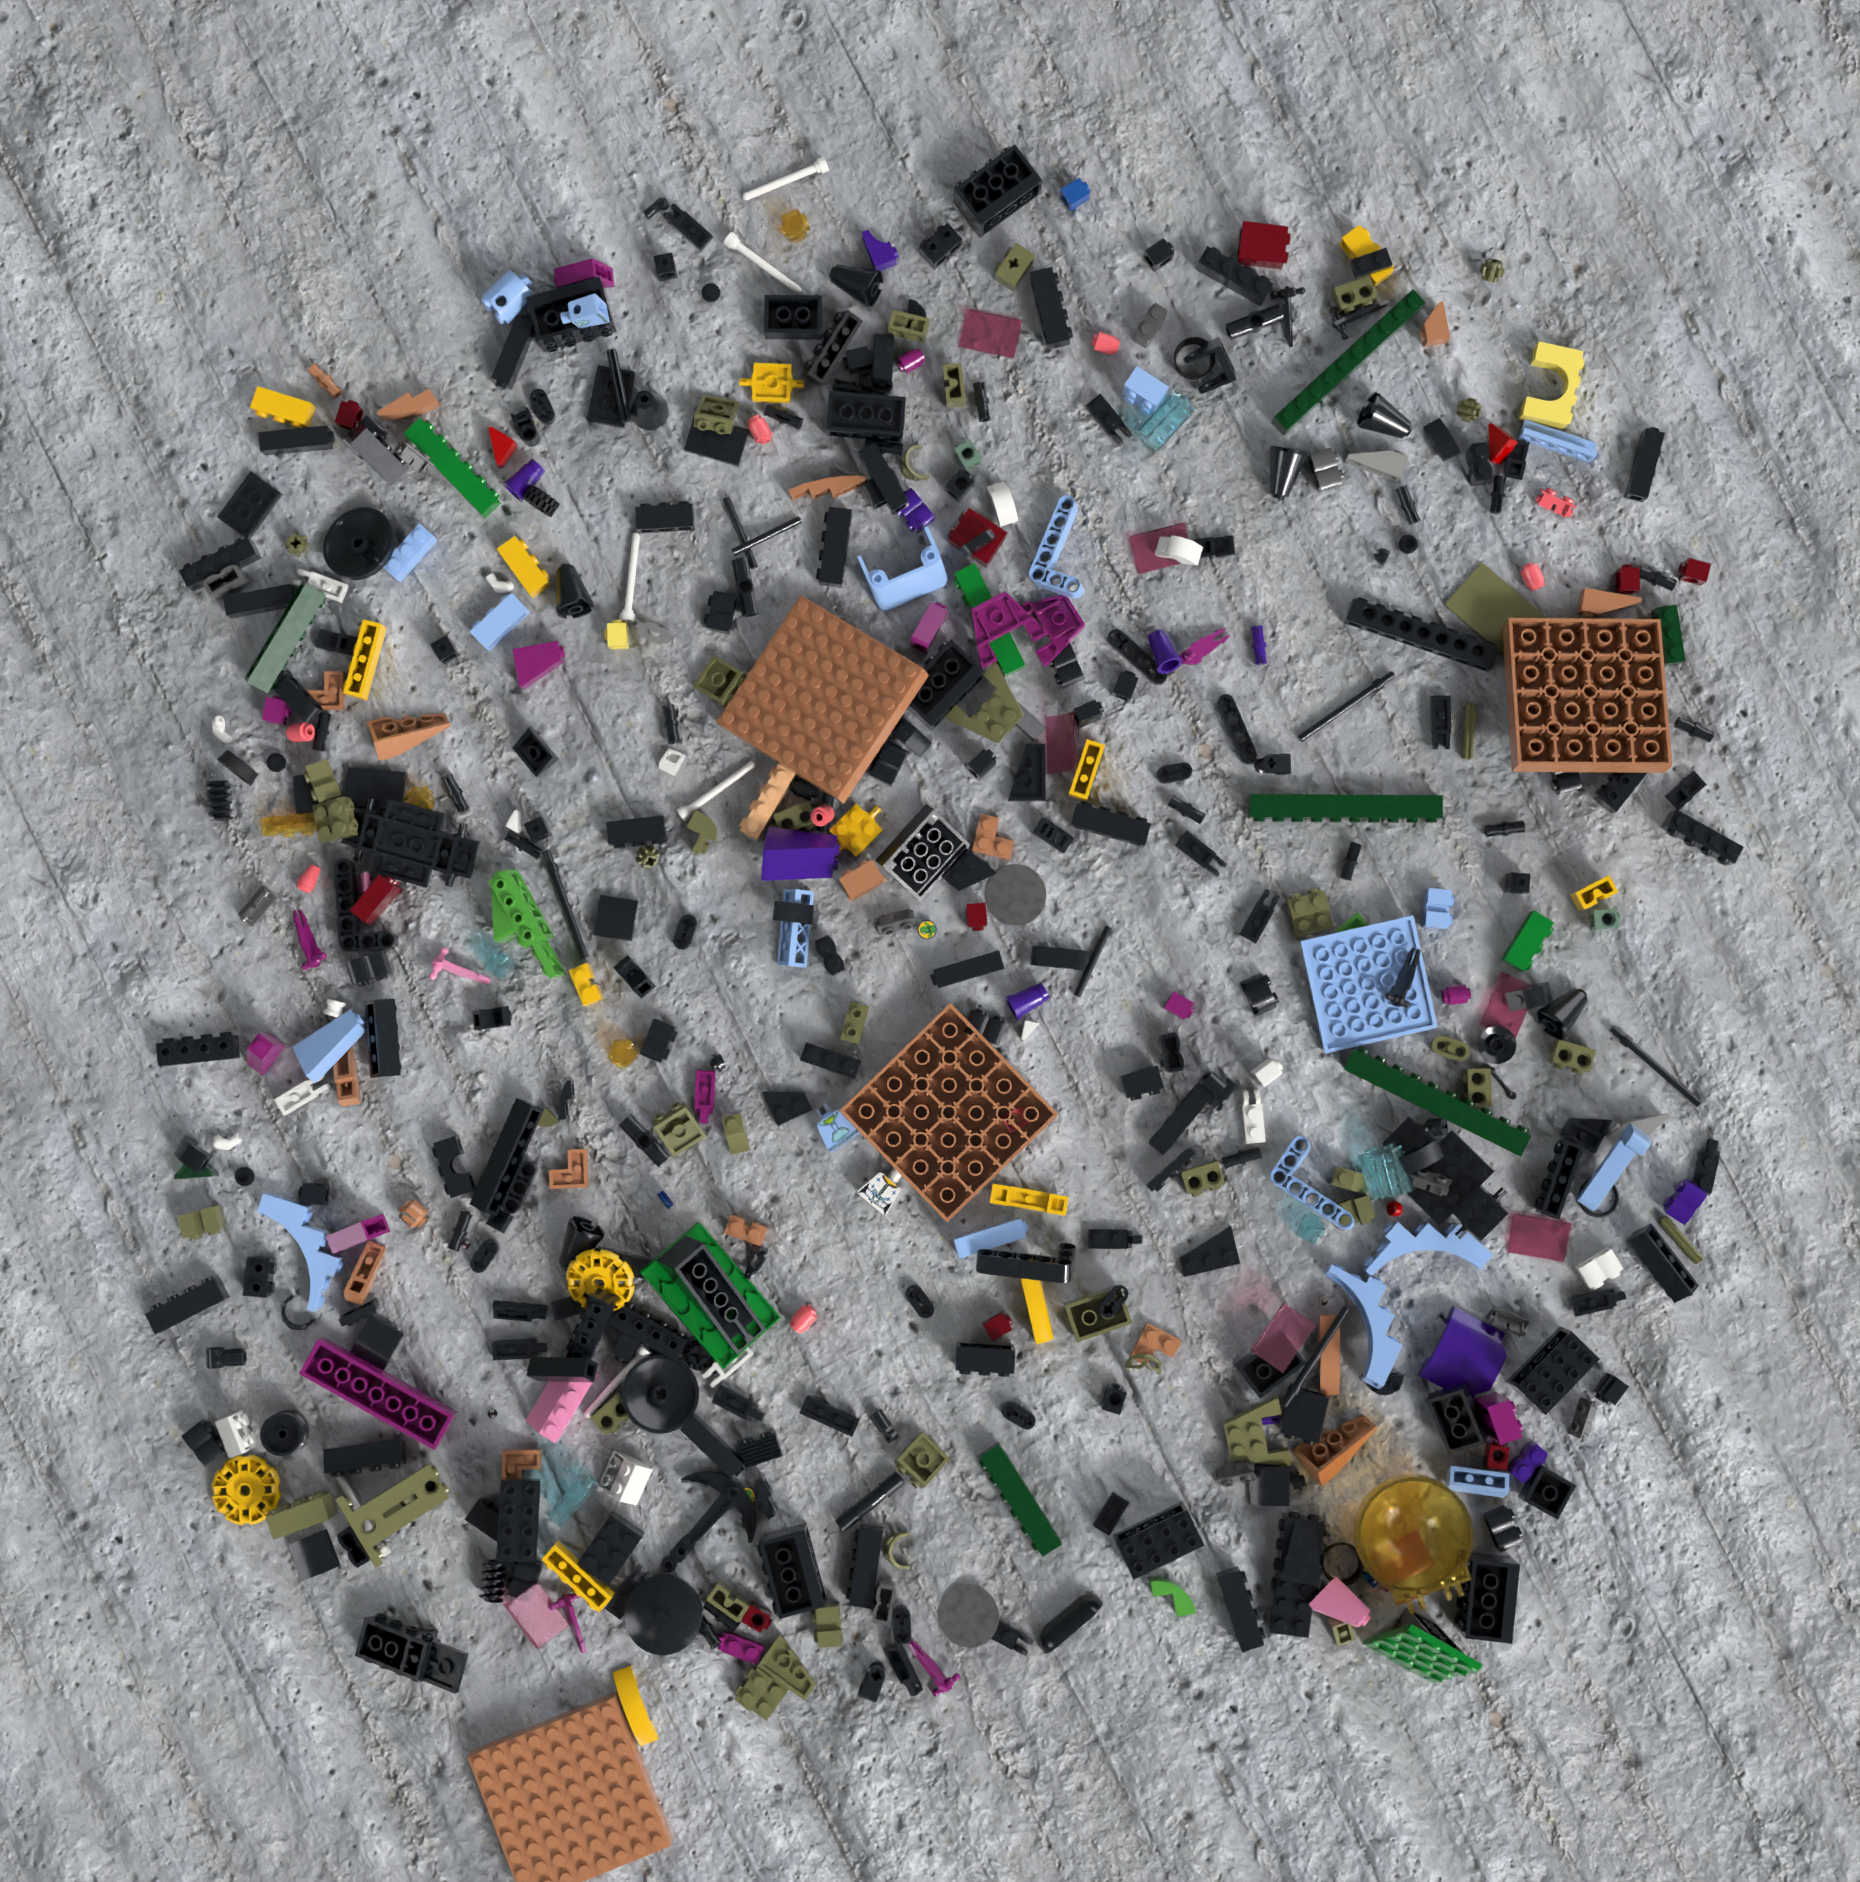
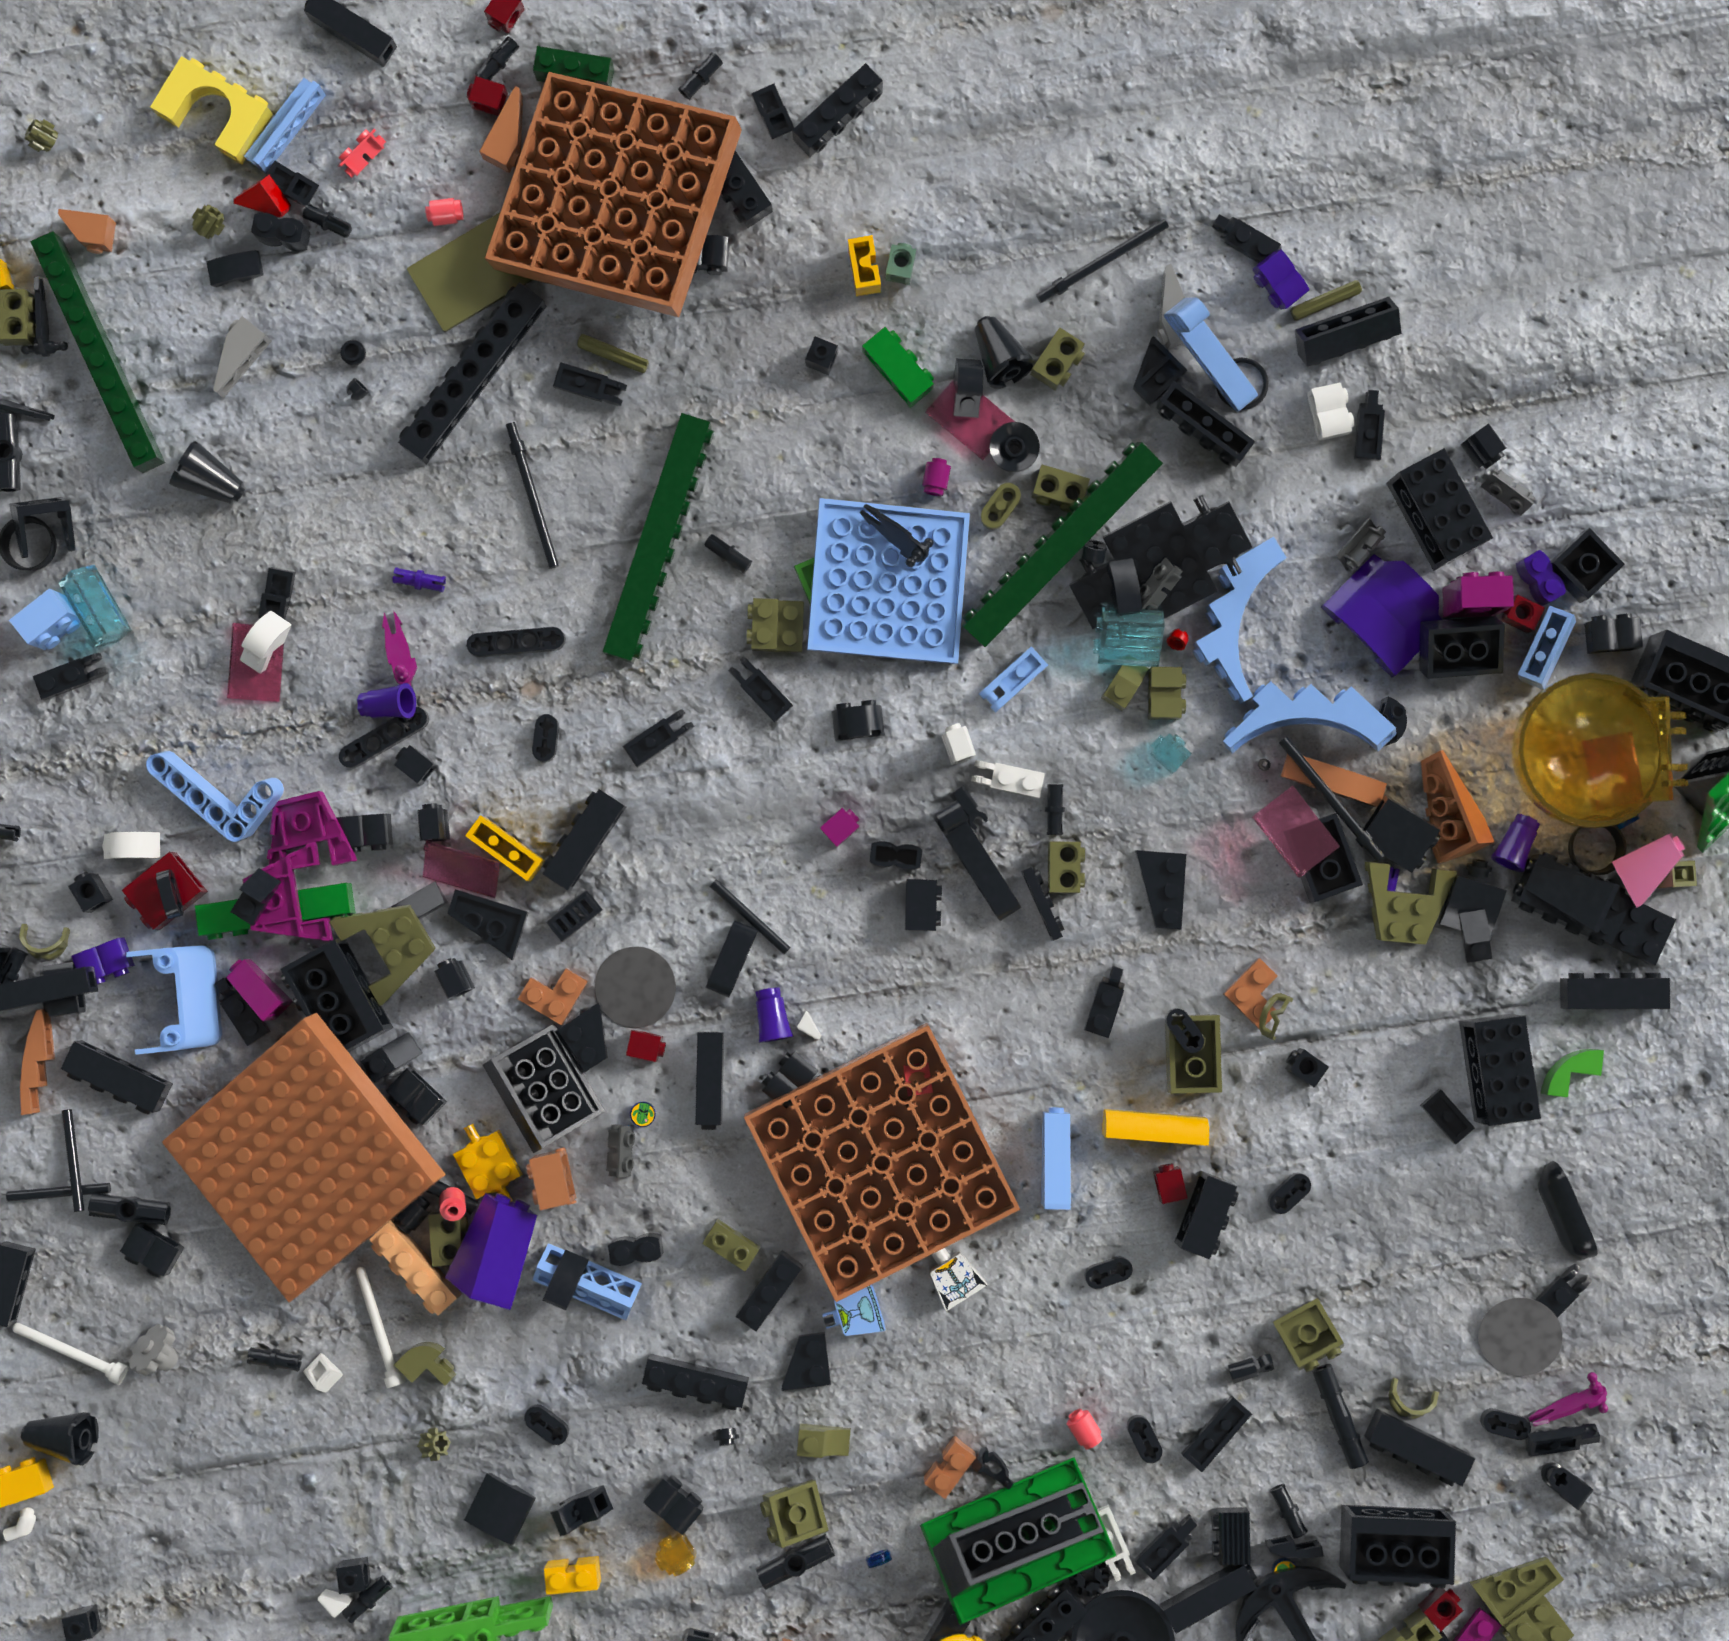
camera: 75 degrees left, 0 degrees up
(499, 621) = (68, 1541): light blue brick -> none
(535, 752) = (252, 1546): black slope -> none
(537, 661) = (137, 1508): magenta slope -> none
(553, 869) = (410, 1570): black bar -> none
(617, 635) = (136, 1393): light yellow brick -> none
(636, 831) = (397, 1447): black brick -> none
(705, 1094) = (761, 1465): magenta hinge -> none
(719, 681) = (238, 1280): olive plate -> none
(750, 1028) = (695, 1381): none -> black brick
(790, 1485) = (1289, 1511): none -> black pin
(806, 1361) = (1149, 1436): none -> black beam
(828, 1625) = (1480, 1519): olive brick -> none
(884, 1599) = (1471, 1439): dark grey brick -> none
(908, 620) = (240, 1013): none -> black hinge
(967, 463) = (65, 866): sand green brick -> none
(997, 605) = (255, 896): none -> black slope
(1020, 1499) = (1395, 1225): dark green brick -> none
(1028, 1266) = (1108, 1123): black beam -> none
(1029, 1199) = (1023, 1094): yellow slope -> none
(1186, 809) = (596, 737): black pin -> none
(1243, 1473) = (1445, 954): dark grey hinge -> none
(1249, 1493) = (1475, 935): none -> black slope
(1273, 764) = (574, 609): black piece -> none
(1306, 1190) = (1121, 743): light blue beam -> none
(1325, 470) = (224, 425): dark grey brick -> none
(1325, 1503) = (1516, 843): none -> dark purple plant
(1327, 1098) = (1014, 678): none -> light blue plate
(1383, 418) = (182, 330): black cone -> none
(1407, 505) = (303, 336): black pin -> none
(1436, 908) = (821, 466): light blue brick -> none
(1504, 828) = (748, 349): black pin -> none
(1511, 1095) = (1083, 449): black hinge -> none
(1539, 1237) = (1269, 472): clear pink piece -> none

